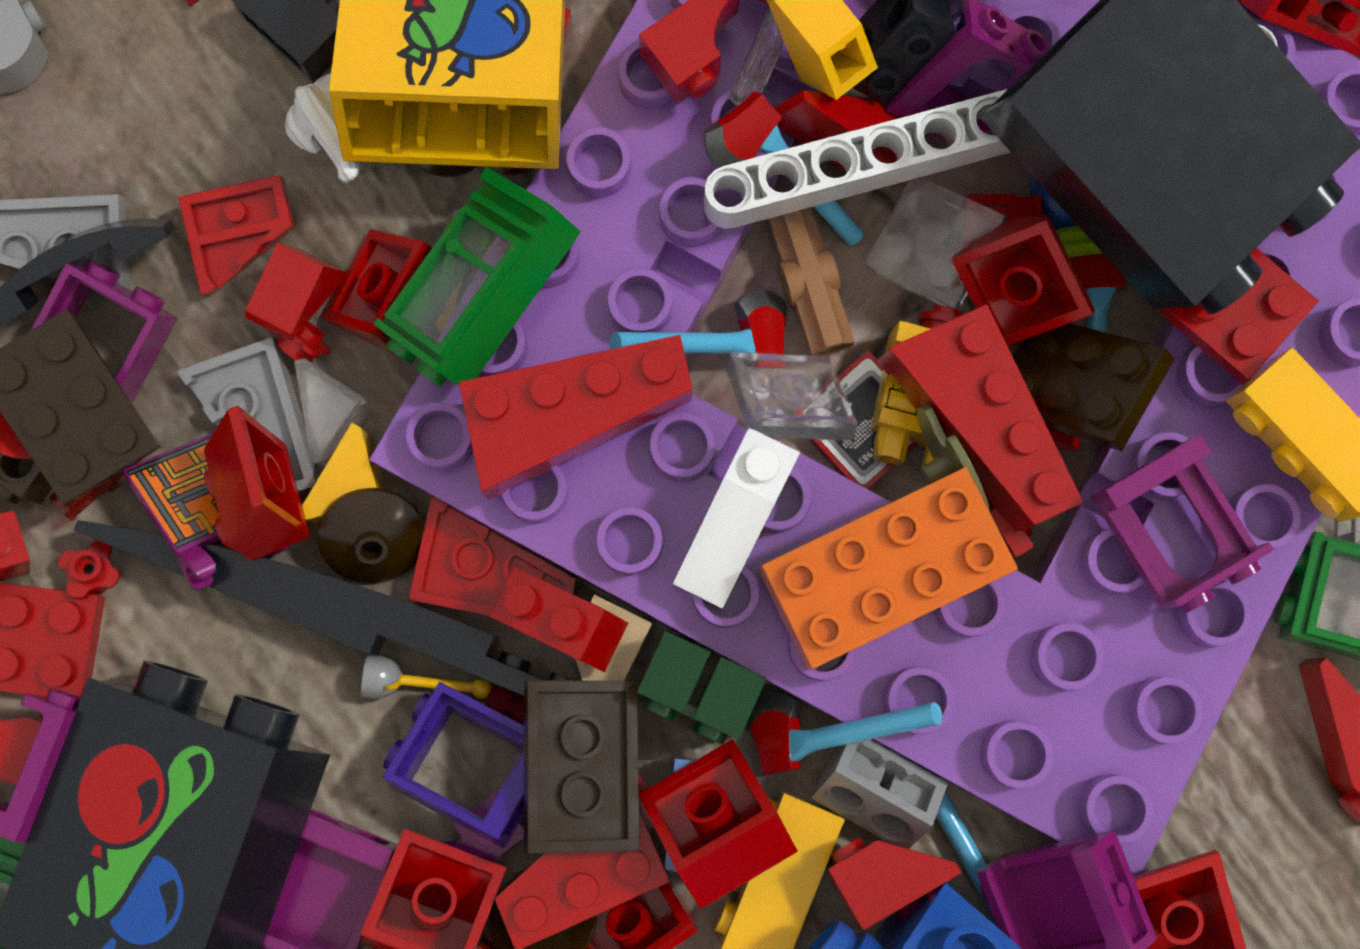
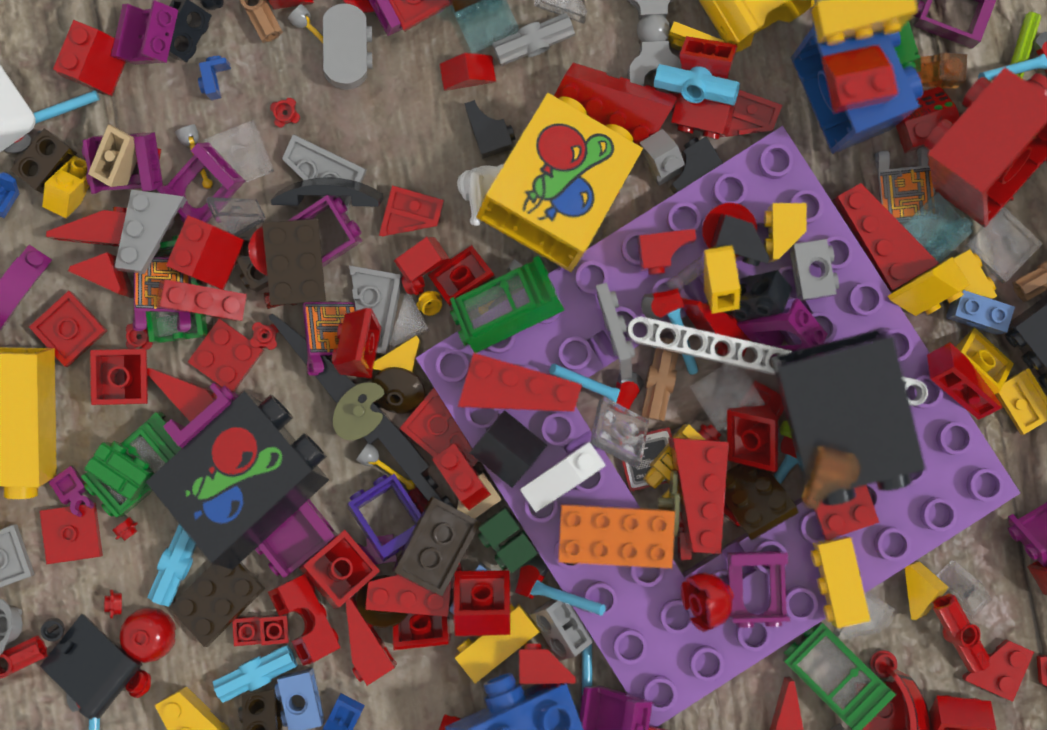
camera: 30 degrees right, 5 degrees up
(319, 623) = (356, 419): none -> olive piece
(358, 363) = (429, 303): none -> yellow plate
(613, 524) = (508, 449): none -> black slope
(710, 236) = (617, 326): none -> light grey wing
(1109, 594) = (708, 599): none -> red cylinder
(1202, 239) = (829, 472): none -> clear orange arch

